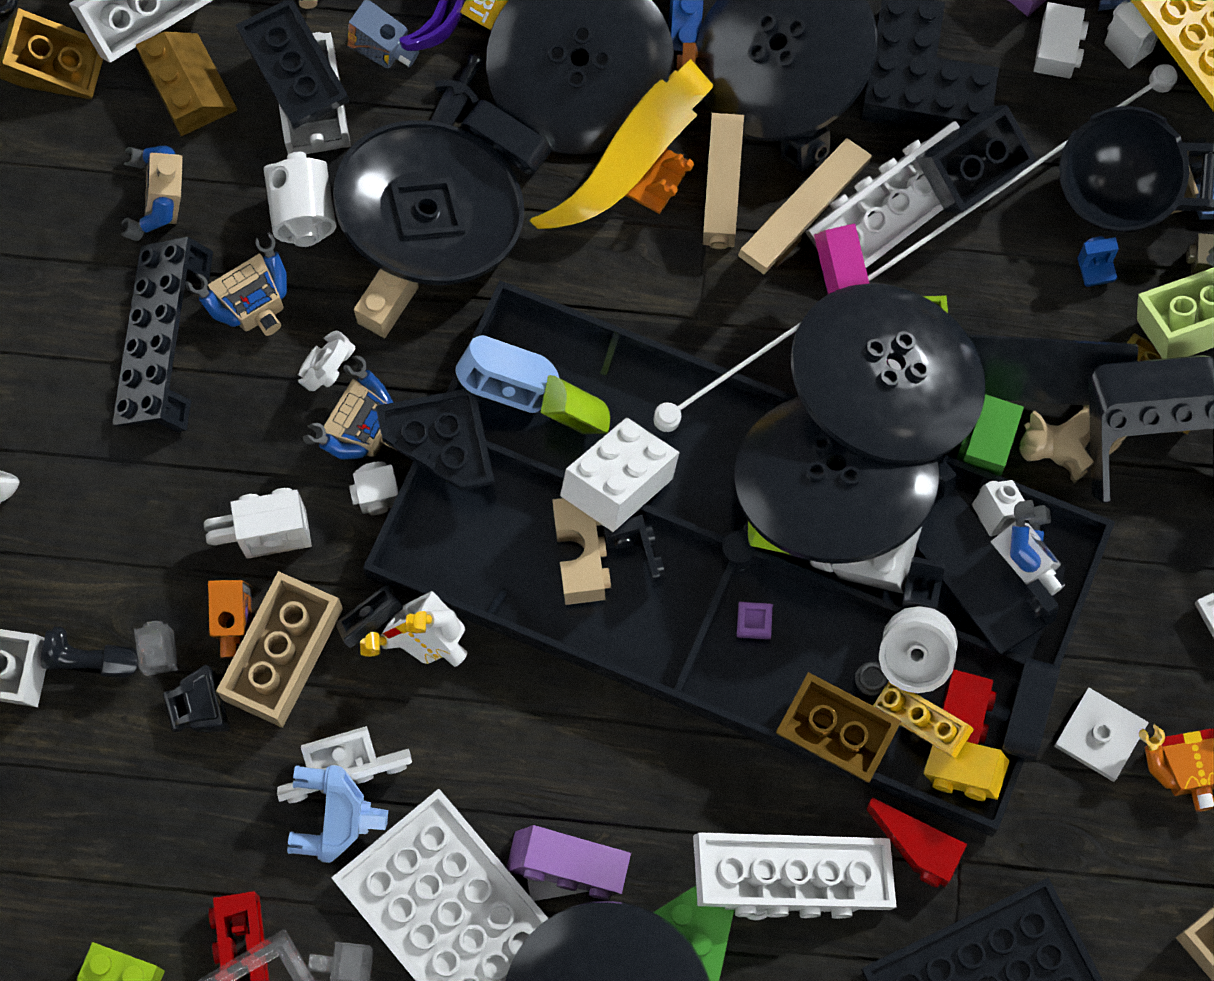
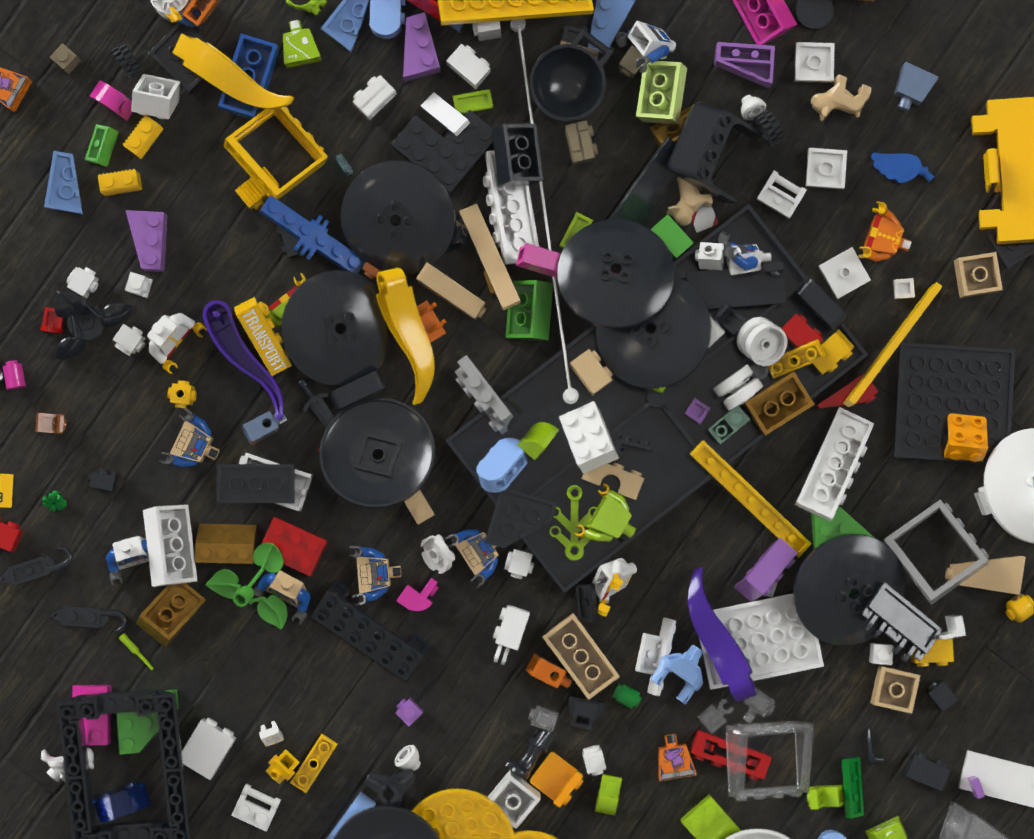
camera: 60 degrees left, 15 degrees up
(67, 448) = (409, 711): none -> medium lavender brick
(70, 718) = (556, 779): none -> light orange bracket
(76, 808) = (608, 794): none -> lime brick
(121, 120) = (226, 584): none -> bright green plant
(127, 757) = (594, 760): none -> white brick
(190, 882) = (674, 760): none -> torso
(230, 166) = (298, 547): none -> red brick
(242, 372) = (415, 600): none -> dark pink brick
(254, 754) = (626, 696): none -> green brick
(289, 905) = (713, 717): none -> clear brick
(300, 200) = (337, 520): white cylinder -> none
(405, 855) = (719, 643): none -> dark purple animal
(477, 535) = (572, 526): none -> lime plant
(512, 569) = (609, 518): none -> lime torso
(595, 294) = (486, 398): none -> light grey bracket
(665, 771) = (749, 497): none -> yellow tile
(719, 426) = (591, 372): none -> tan brick
(760, 306) = (532, 316): none -> bright green slope
(763, 674) = (729, 424): none -> sand green slope
(826, 651) = (738, 387): none -> white wheel
(971, 43) = (445, 114): none -> white tile
(1015, 79) = (473, 101): none -> lime tile
(1036, 861) = (892, 345): none -> yellow tile
(1049, 247) = (580, 142): none -> dark tan brick
(1051, 480) = (704, 218): none -> white sticker
(1097, 261) = (603, 124): blue bracket -> none
(1134, 840) = (903, 288): none -> white tile
(1148, 573) = (778, 199): none -> white plate

